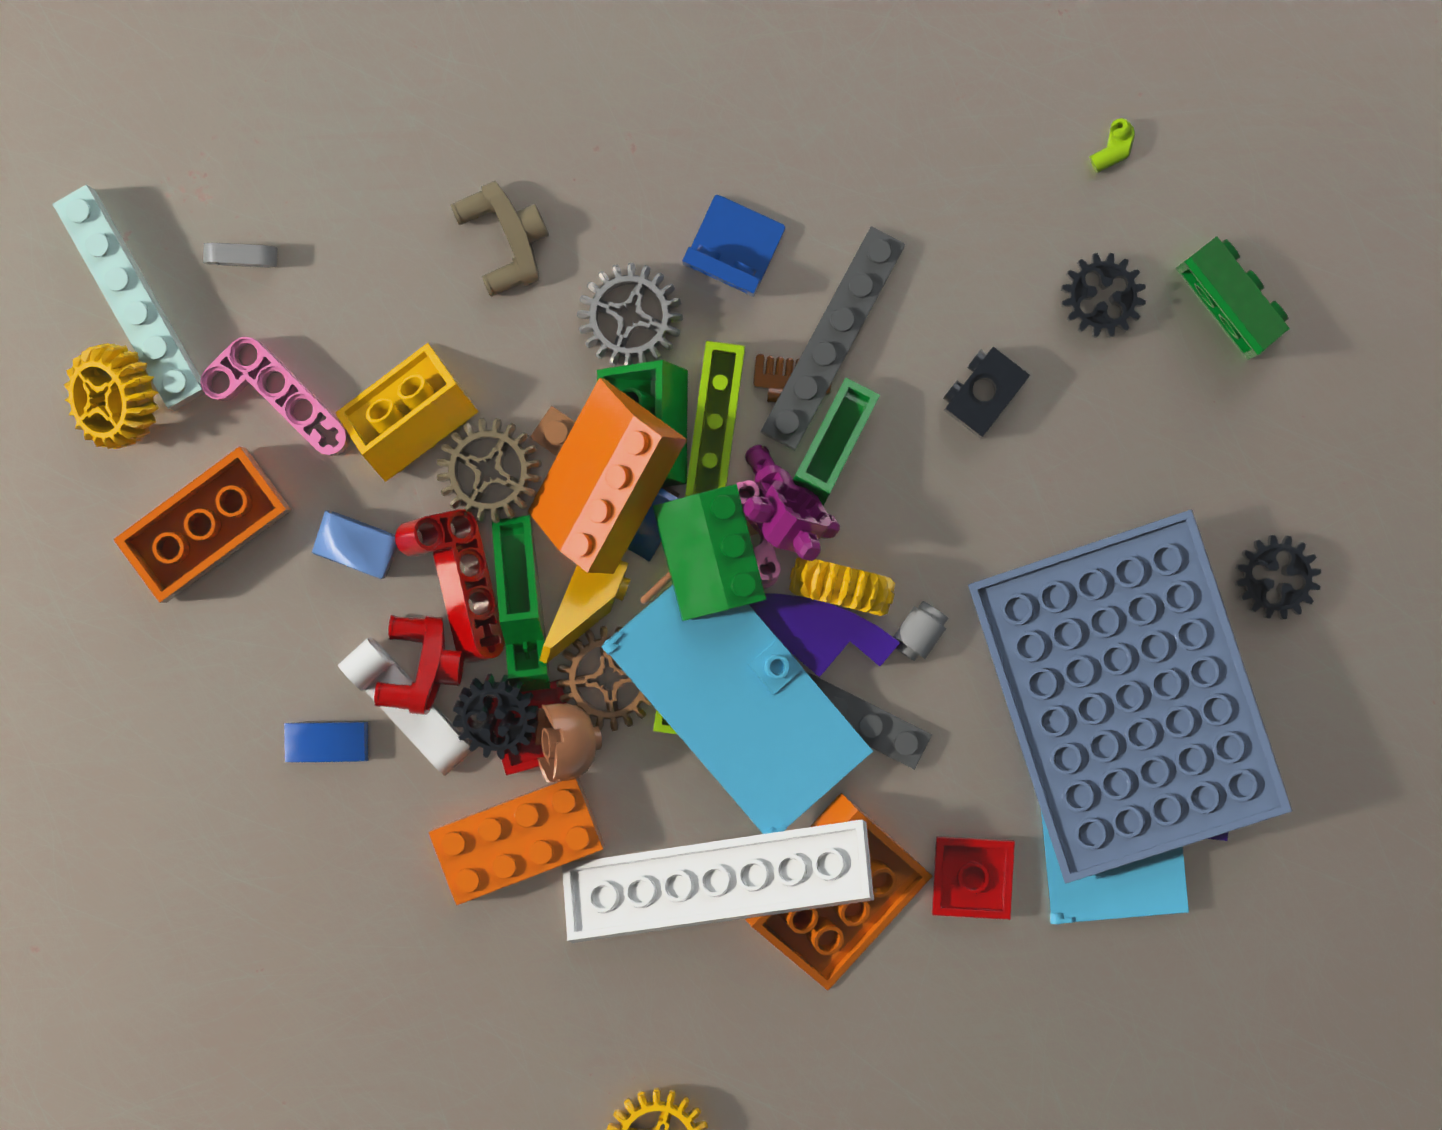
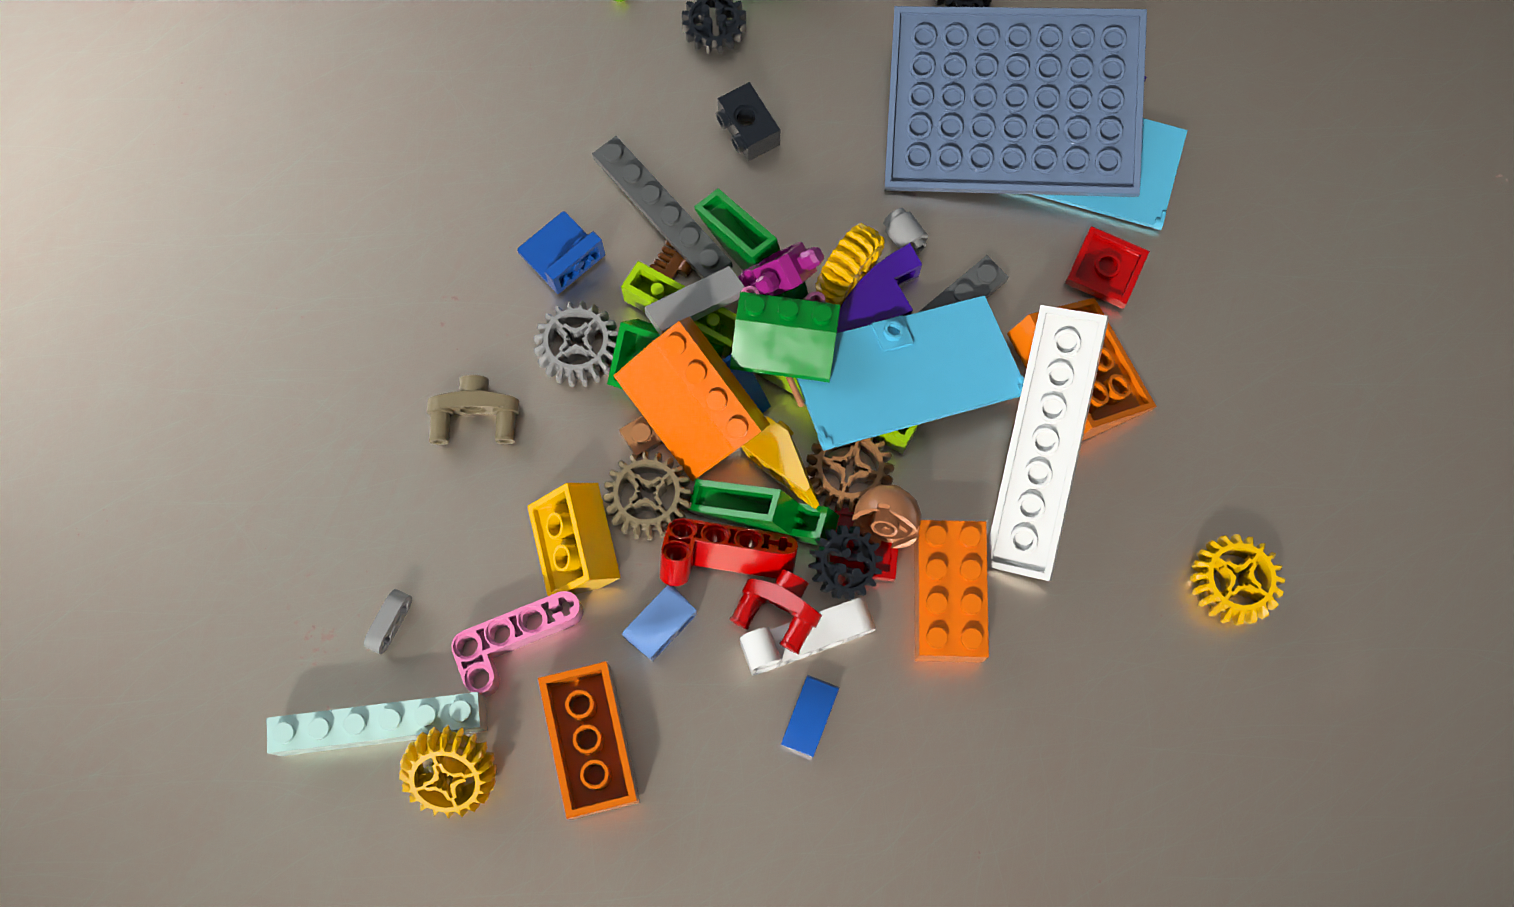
camera: 70 degrees left, 15 degrees down
(717, 433) = (695, 300): none -> light grey tile

